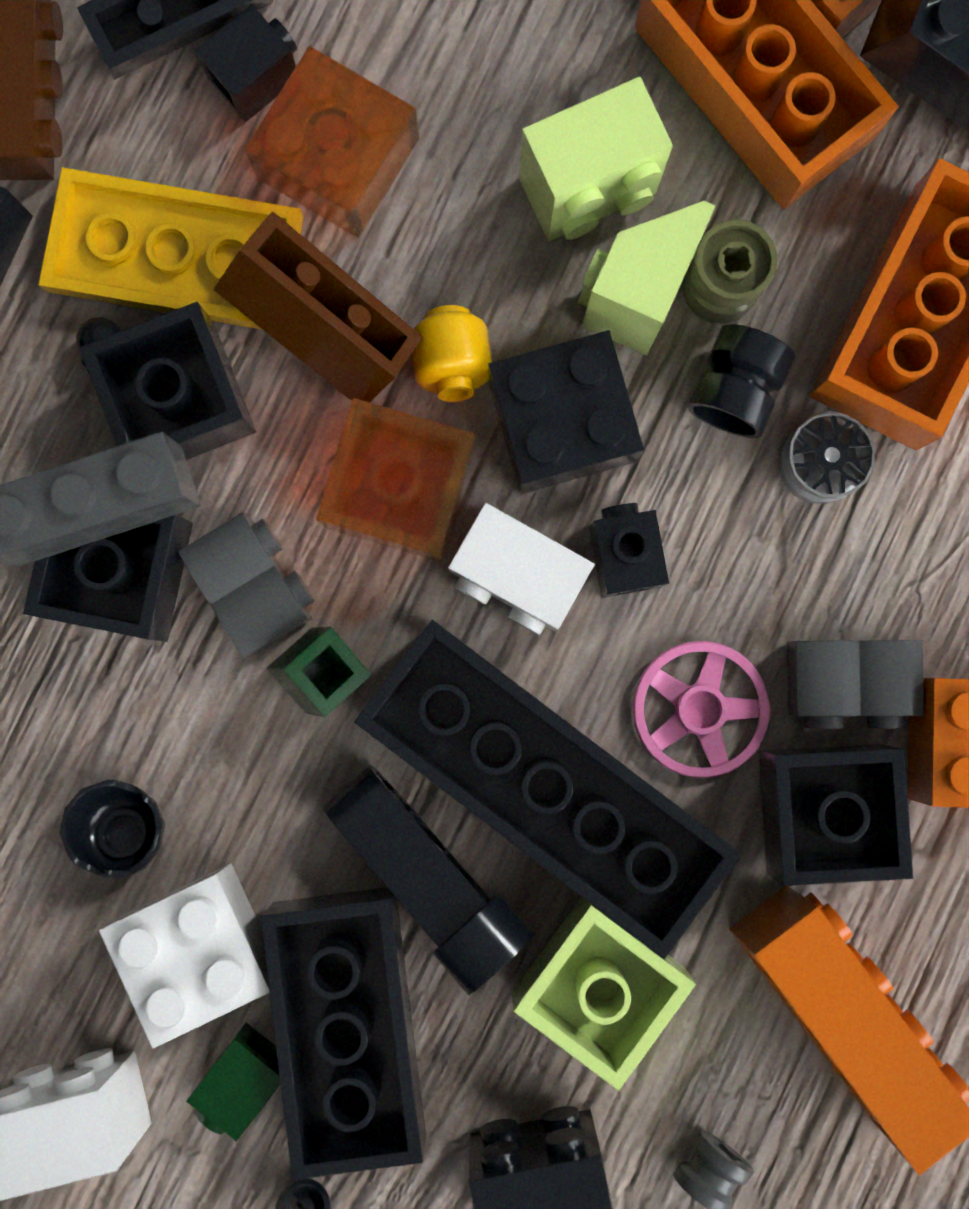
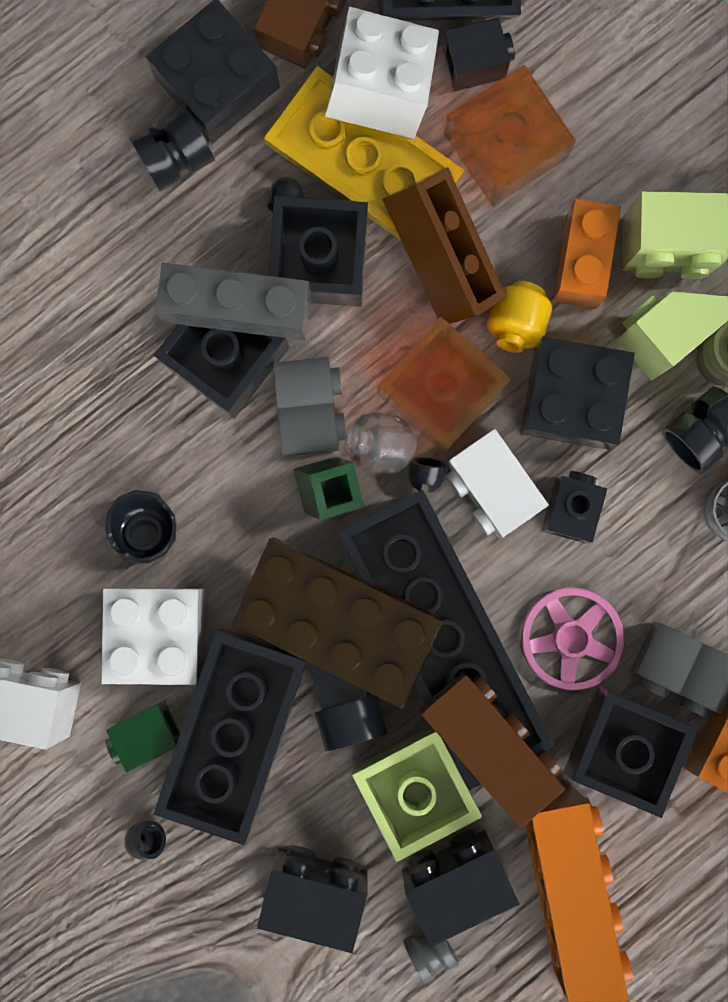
camera: 30 degrees right, 0 degrees up
(141, 137) = (382, 73): none -> white brick
(356, 586) = (380, 443): none -> clear head
(405, 831) = (338, 622): none -> dark brown plate
(429, 594) = (427, 472): none -> black hinge
(495, 239) = (586, 254): none -> orange brick
(669, 896) = (493, 747): none -> reddish brown brick
(707, 1083) = (457, 886): none -> black brick

